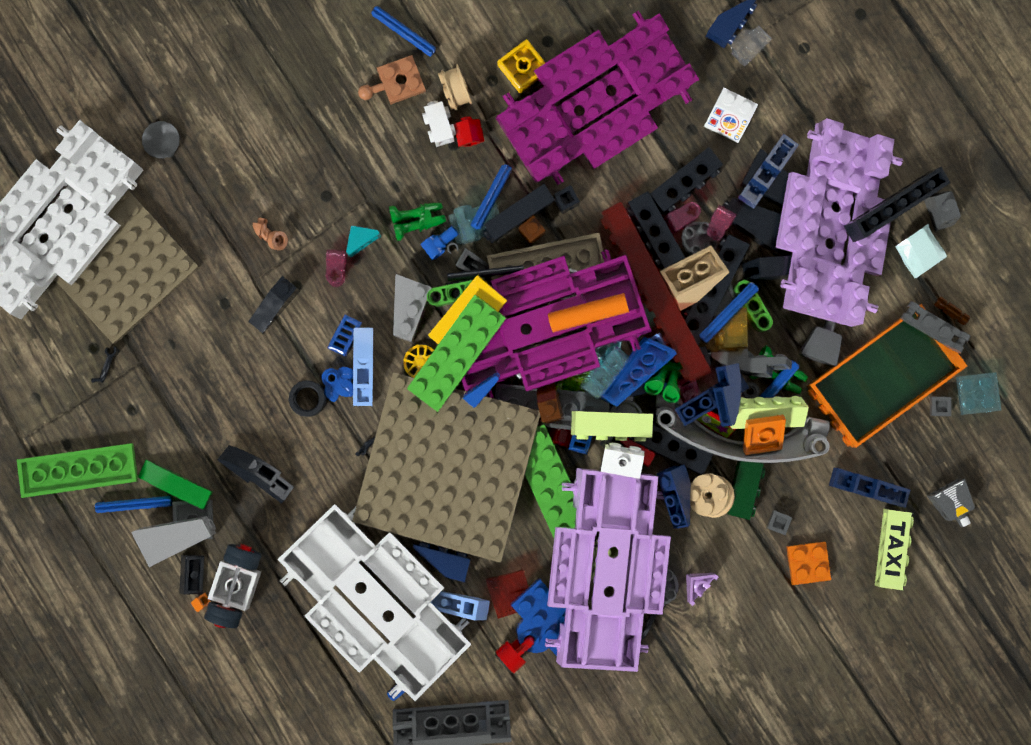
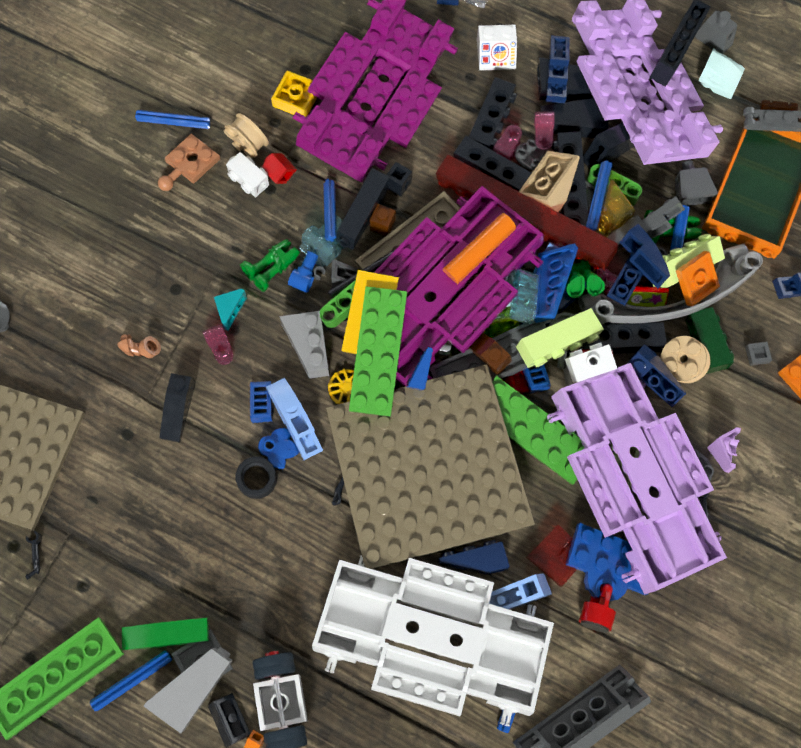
camera: 30 degrees left, 15 degrees down
(258, 471) = (235, 573): black slope -> none

